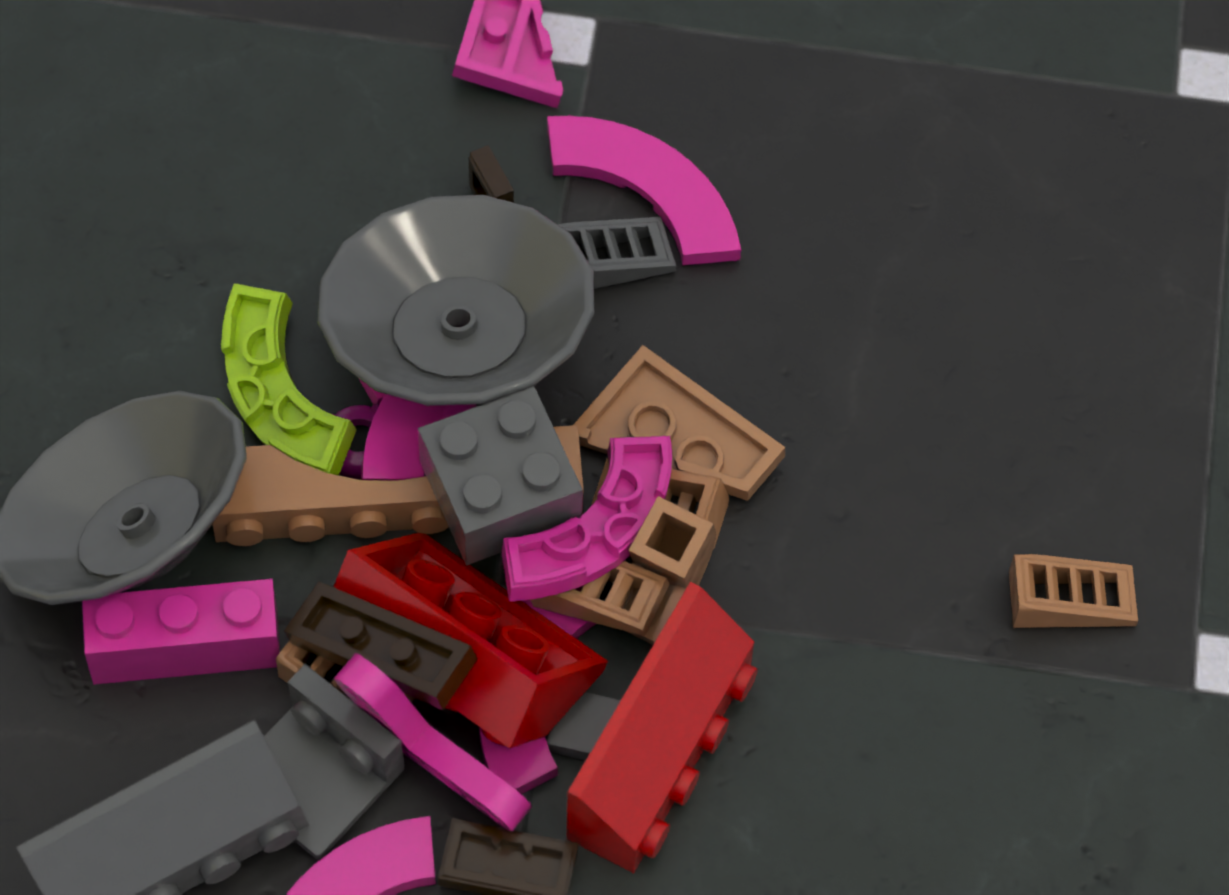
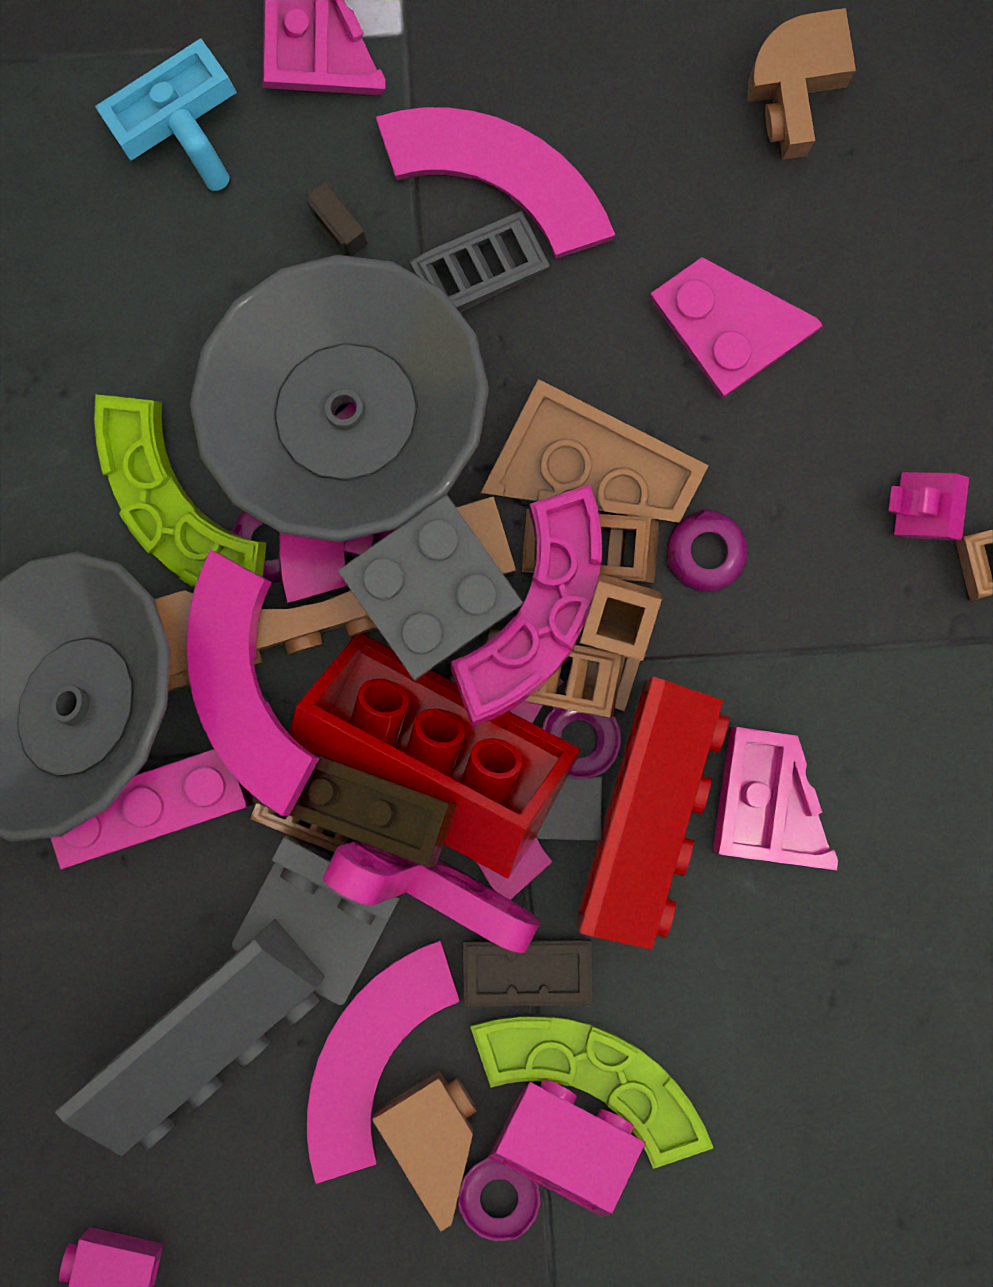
camera: 15 degrees left, 25 degrees up
(288, 525) = (227, 690): none -> dark pink tile
(369, 67) = (167, 104): none -> medium azure plate
(623, 645) = (606, 740): none -> magenta piece
(766, 554) = (680, 558): none -> magenta piece
(781, 760) = (768, 803): none -> wing
(832, 345) = (730, 323): none -> dark pink wing
(936, 145) = (799, 59): none -> medium nougat brick
(986, 526) = (930, 505): none -> dark pink tile

